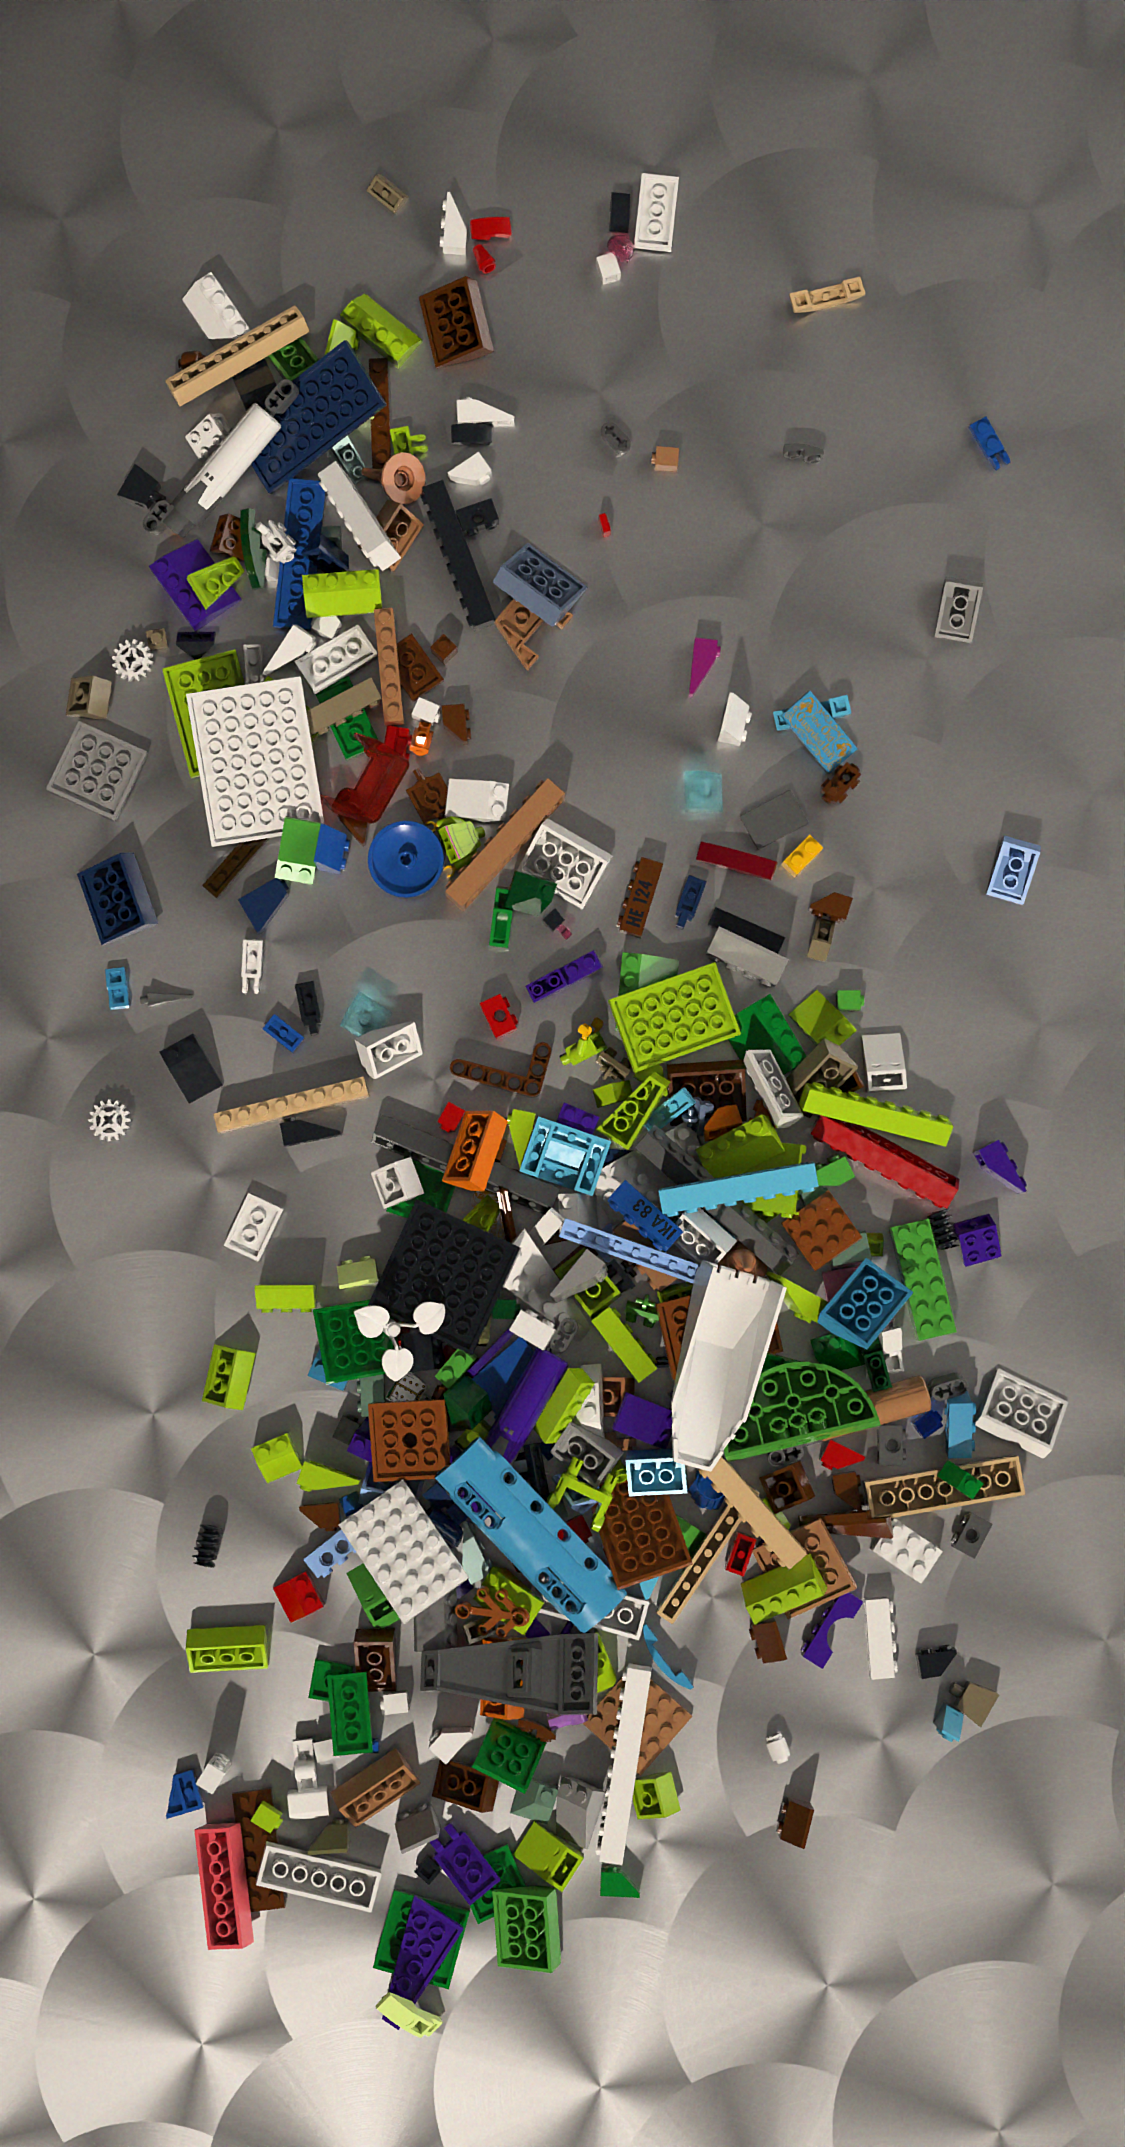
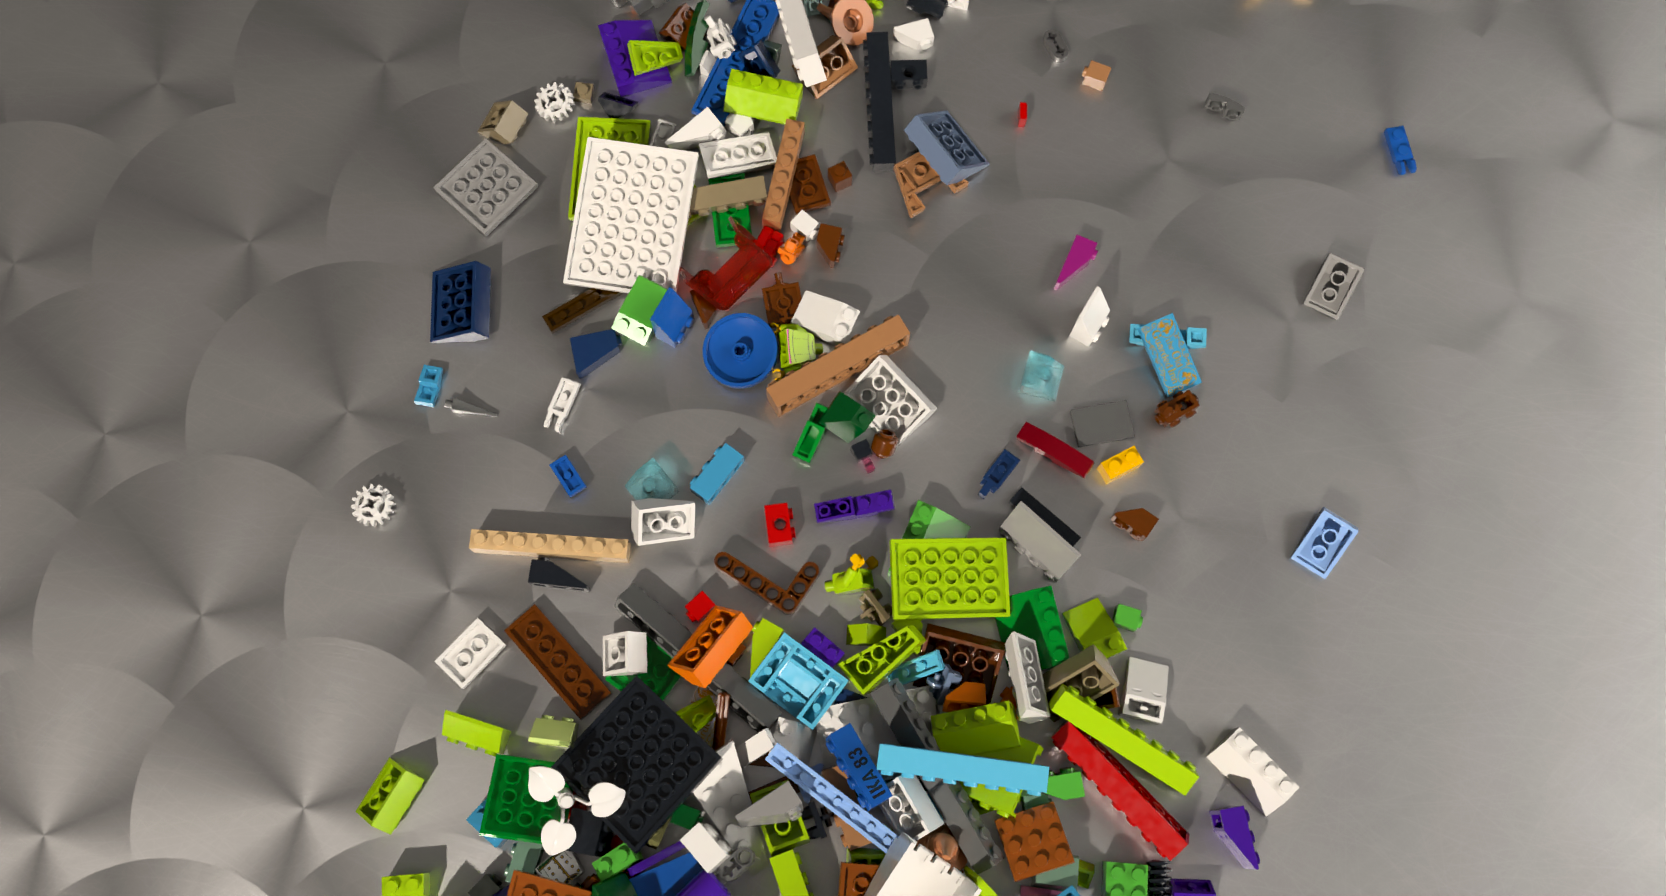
camera: 20 degrees right, 10 degrees down
(191, 1068) = (468, 480): black slope -> none
(308, 1006) = (601, 458): black hinge -> none
(336, 1209) = (558, 662): none -> reddish brown plate
(423, 986) = (716, 473): none -> dark azure brick
(573, 906) = (884, 443): none -> reddish brown head
(640, 898) = (951, 456): reddish brown brick -> none
(643, 1308) = (827, 862): bright green hips -> none
(821, 939) = (1115, 550): dark tan slope -> none
(1001, 1105) = (1252, 771): none -> white slope

